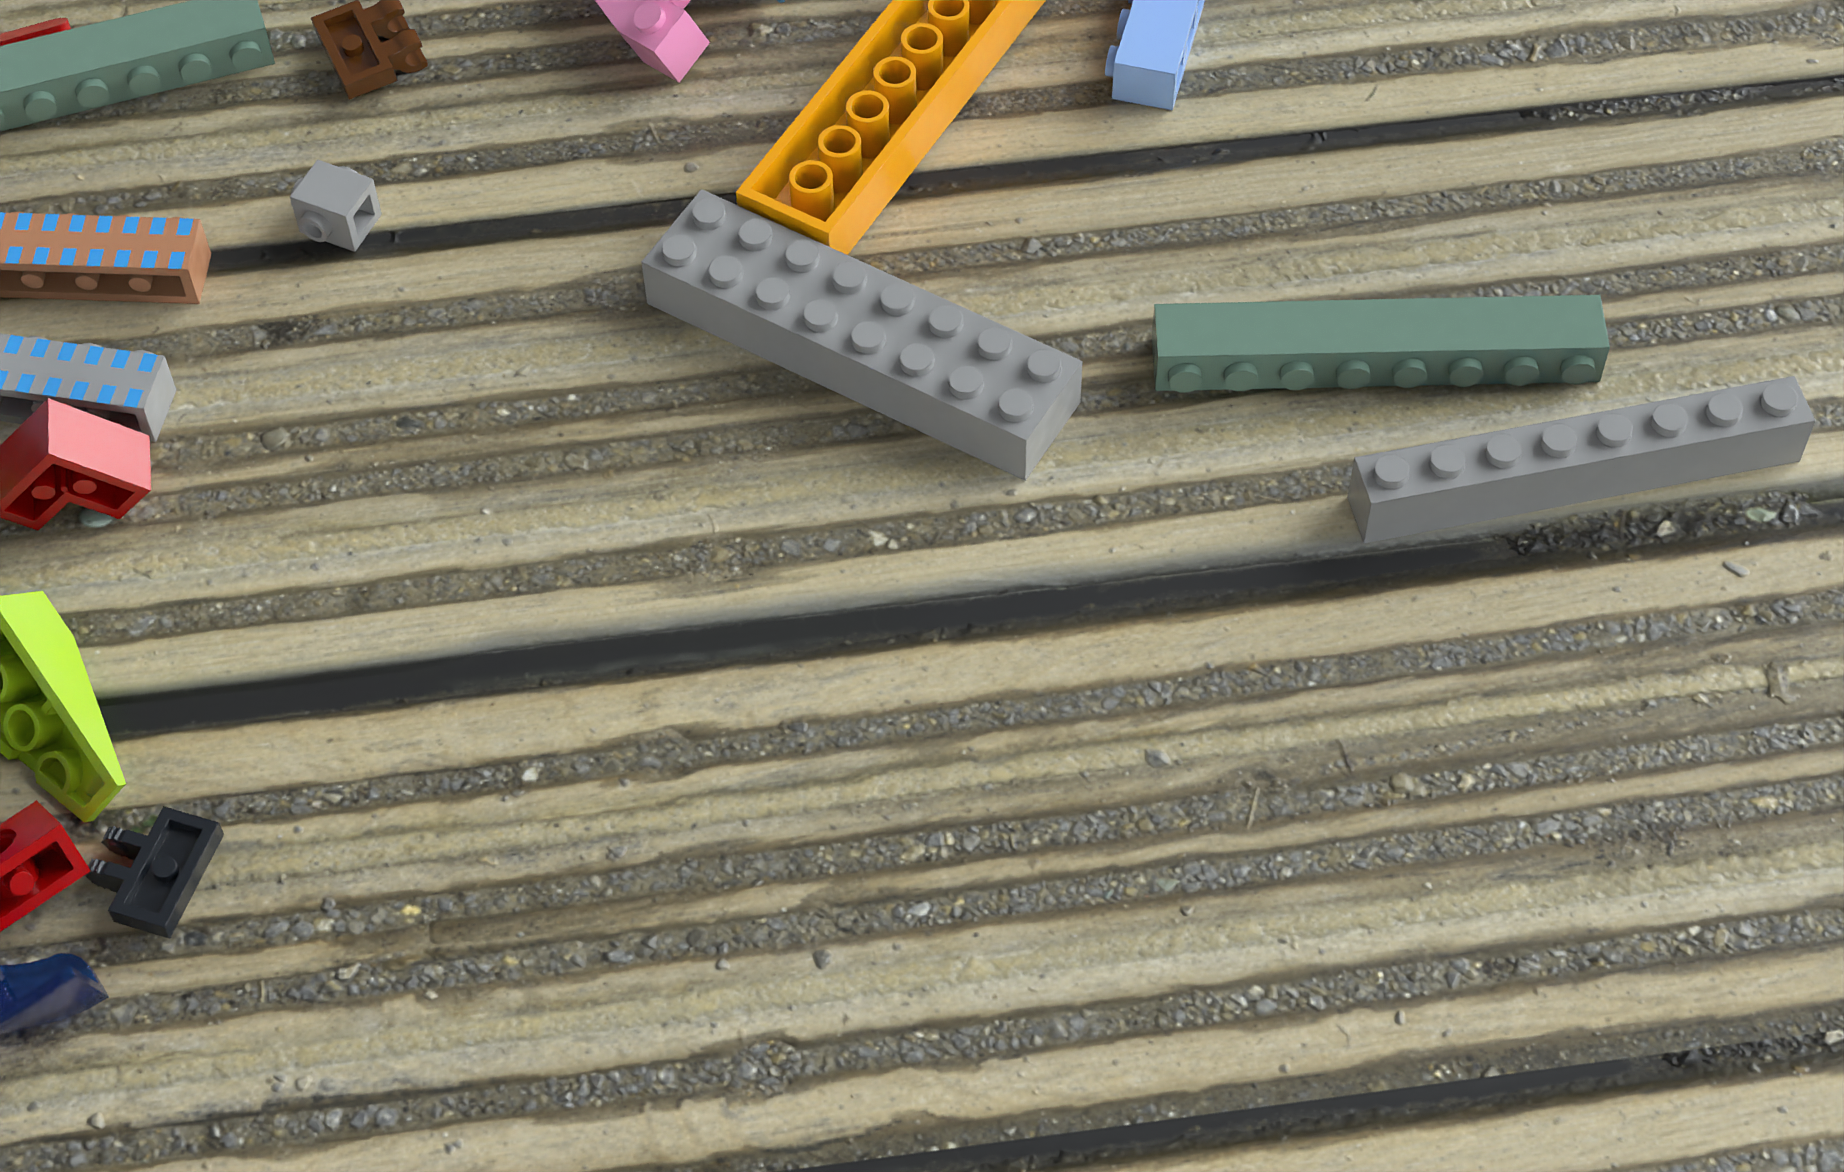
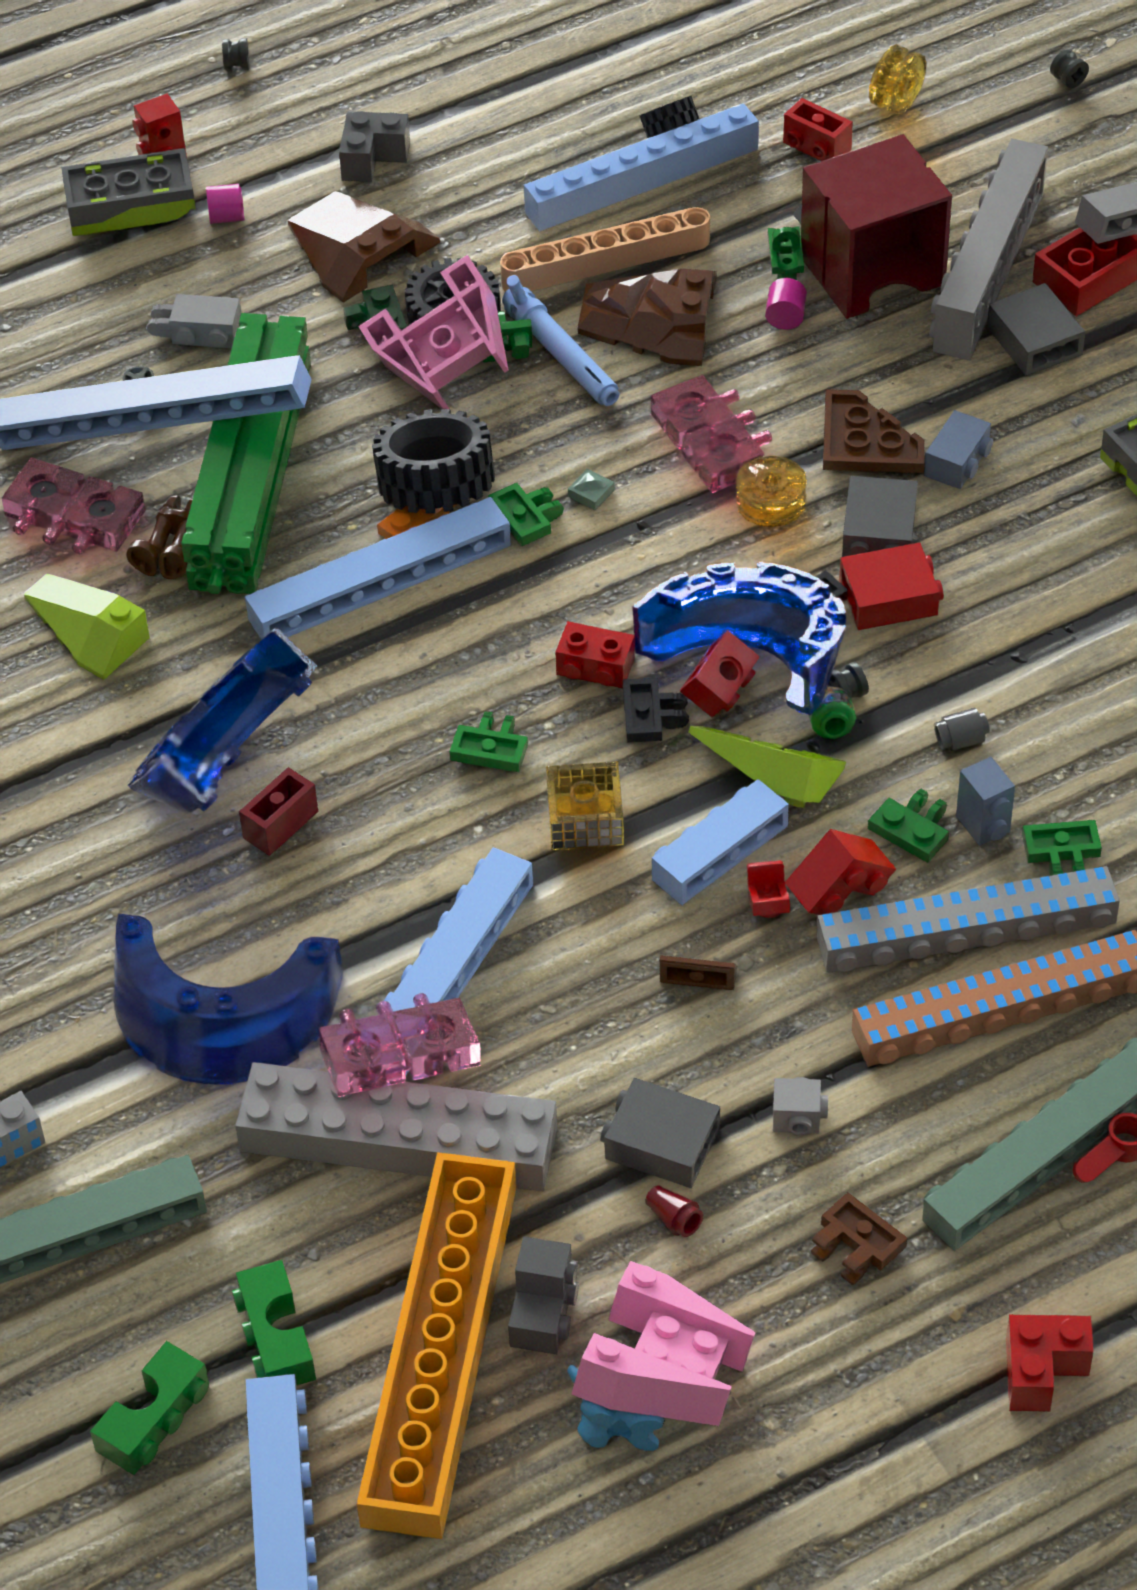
camera: 160 degrees right, 5 degrees down
(179, 998) = (595, 654): none -> red brick
(182, 495) = (767, 889): none -> red bracket
(194, 597) = (719, 841): none -> light blue brick
(344, 426) = (697, 972): none -> reddish brown slope
(357, 703) = (585, 805): none -> clear yellow brick
(441, 888) = (489, 747): none -> green hinge
(522, 225) = (661, 1132): none -> dark grey brick
(561, 136) = (675, 1211): none -> dark red cone
(694, 534) = (466, 931): none -> light blue brick
(773, 71) = (544, 1292): none -> dark grey brick
(793, 374) = (382, 1047): none -> clear pink piece
(831, 860) = (278, 811): none -> dark red brick
(939, 1032) = (189, 757): none -> clear blue windscreen
(1115, 180) = (266, 1297): none -> green arch
(1134, 577) = (220, 1031): none -> clear blue windscreen
(1263, 122) = (133, 1436): none -> green arch

